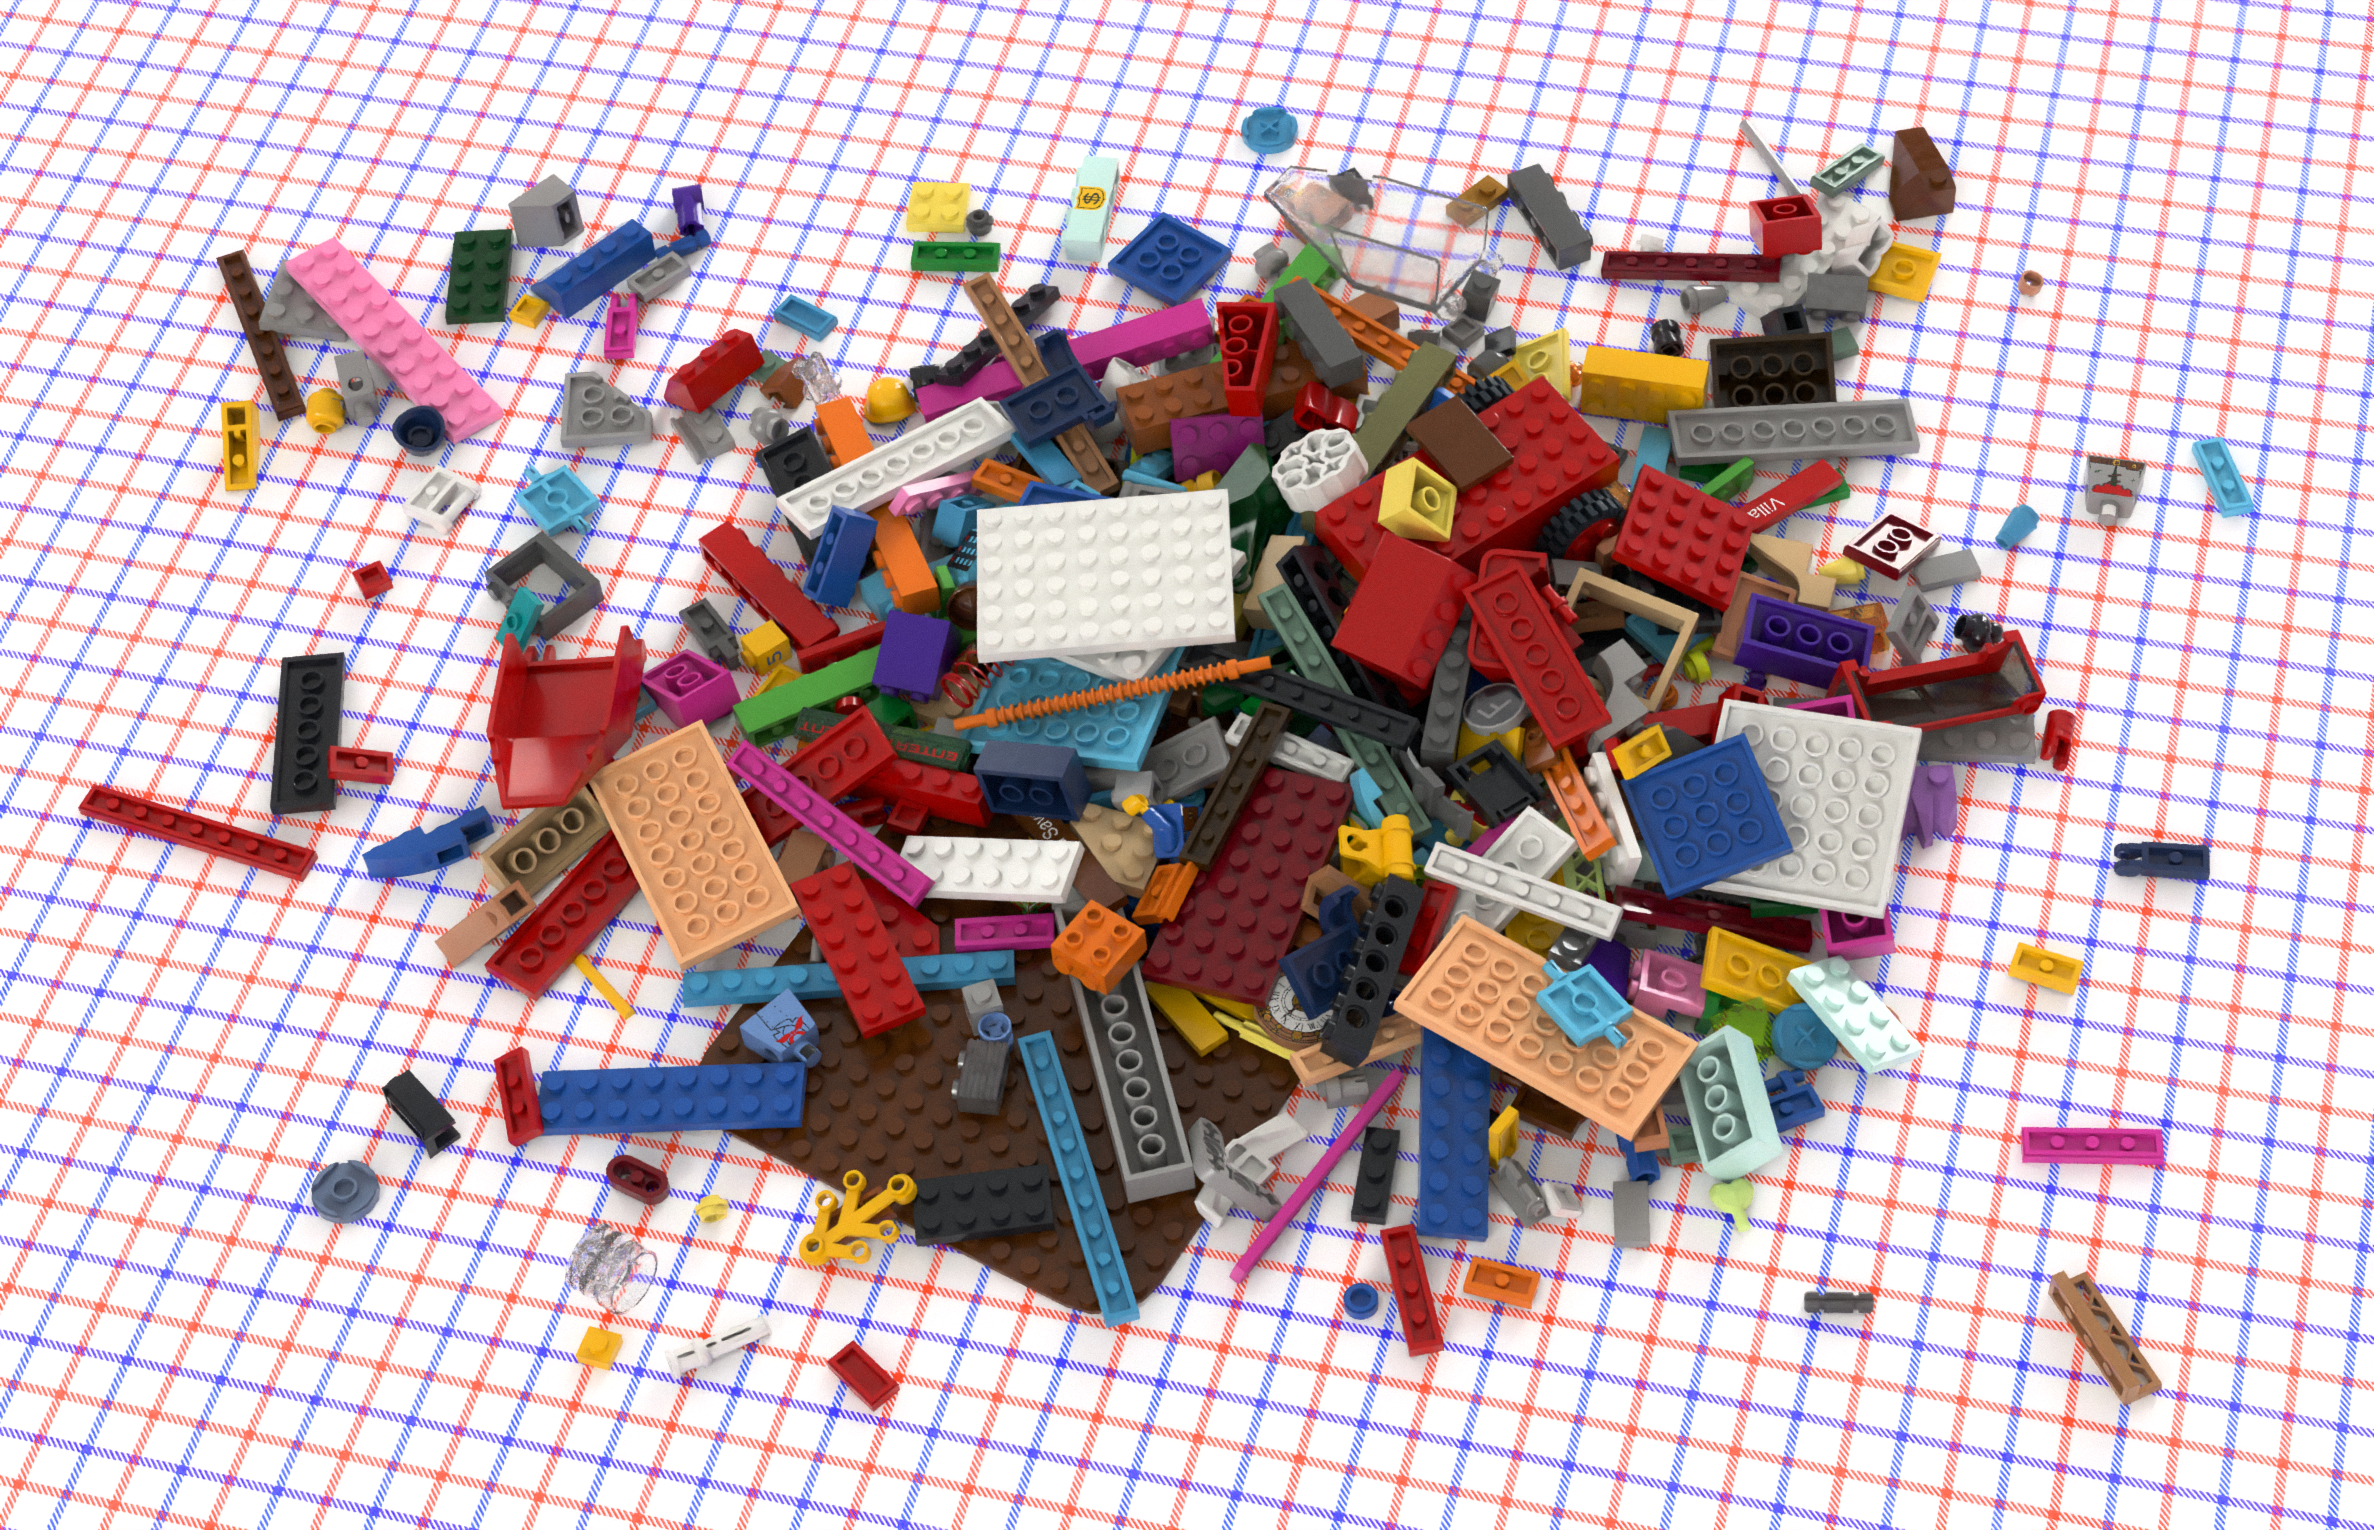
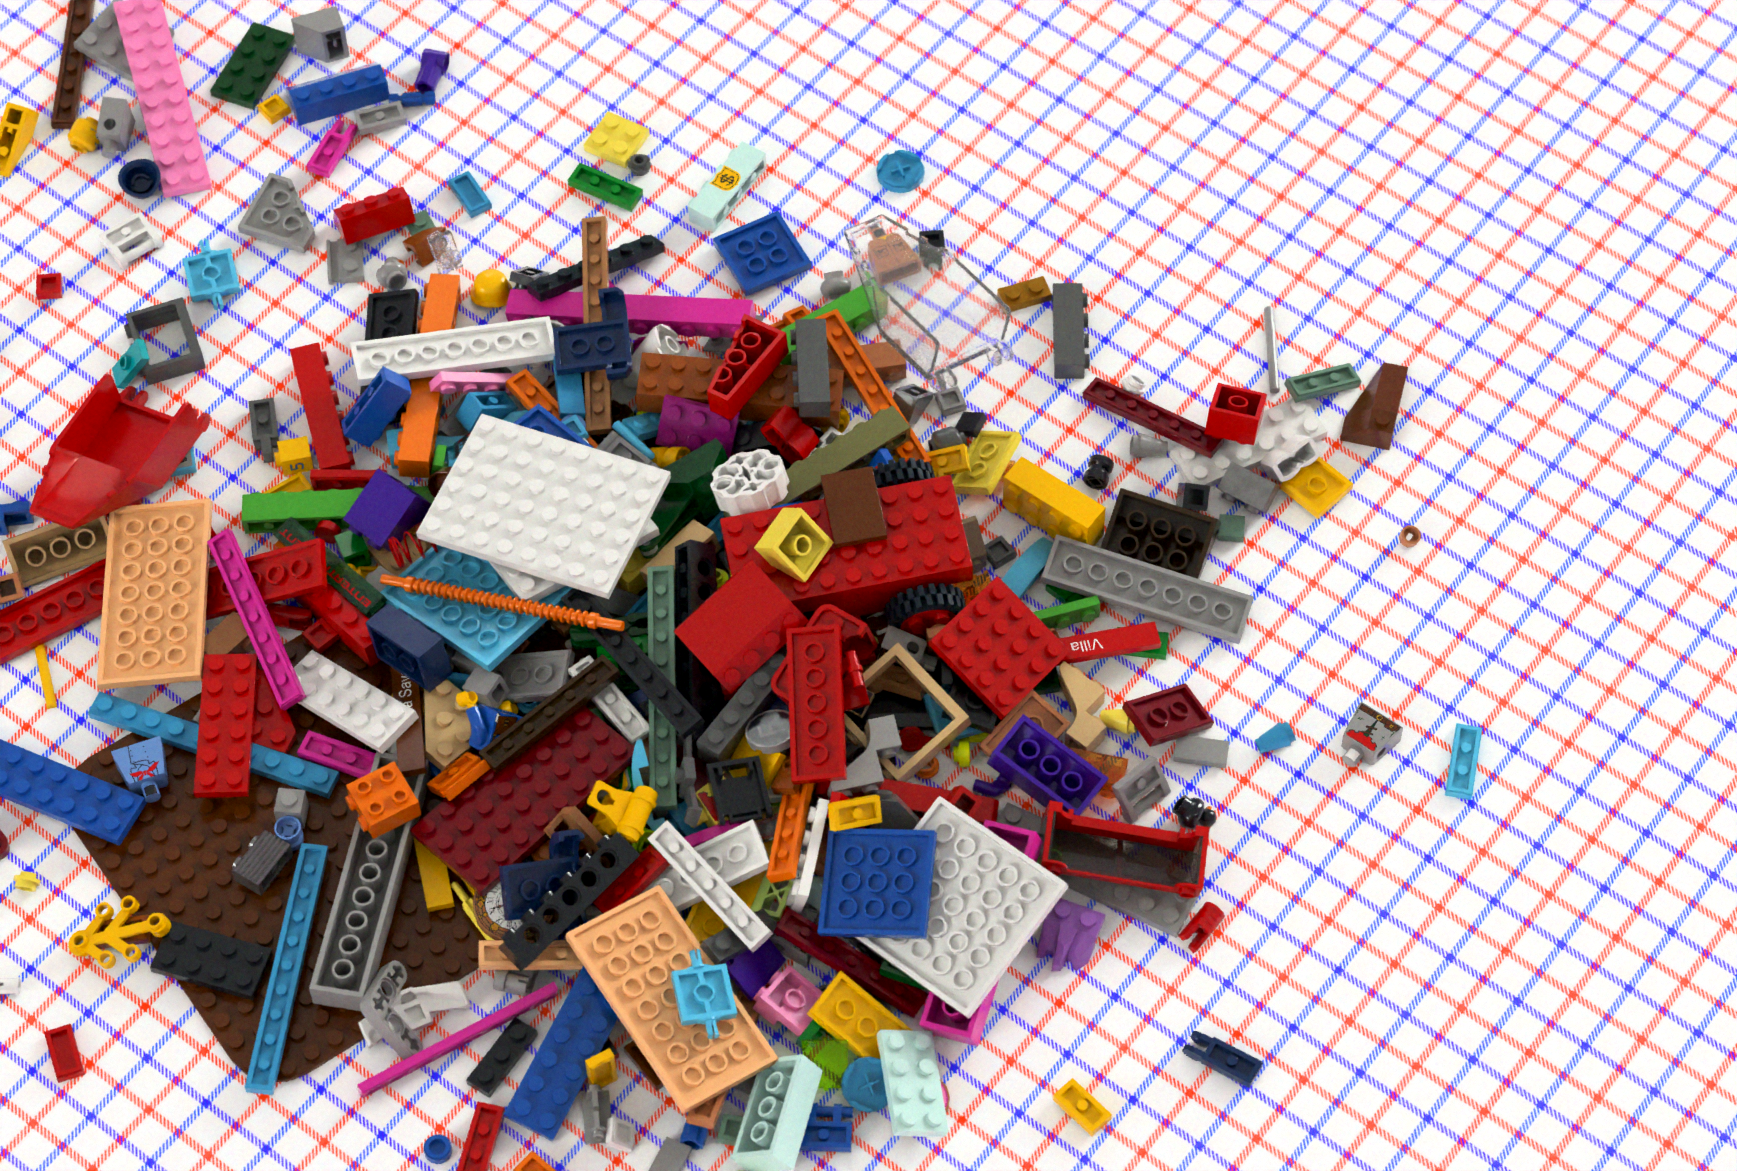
camera: 20 degrees right, 5 degrees up
(691, 689) = (224, 467): dark pink slope -> none
(1480, 295) = (975, 377): dark grey brick -> none

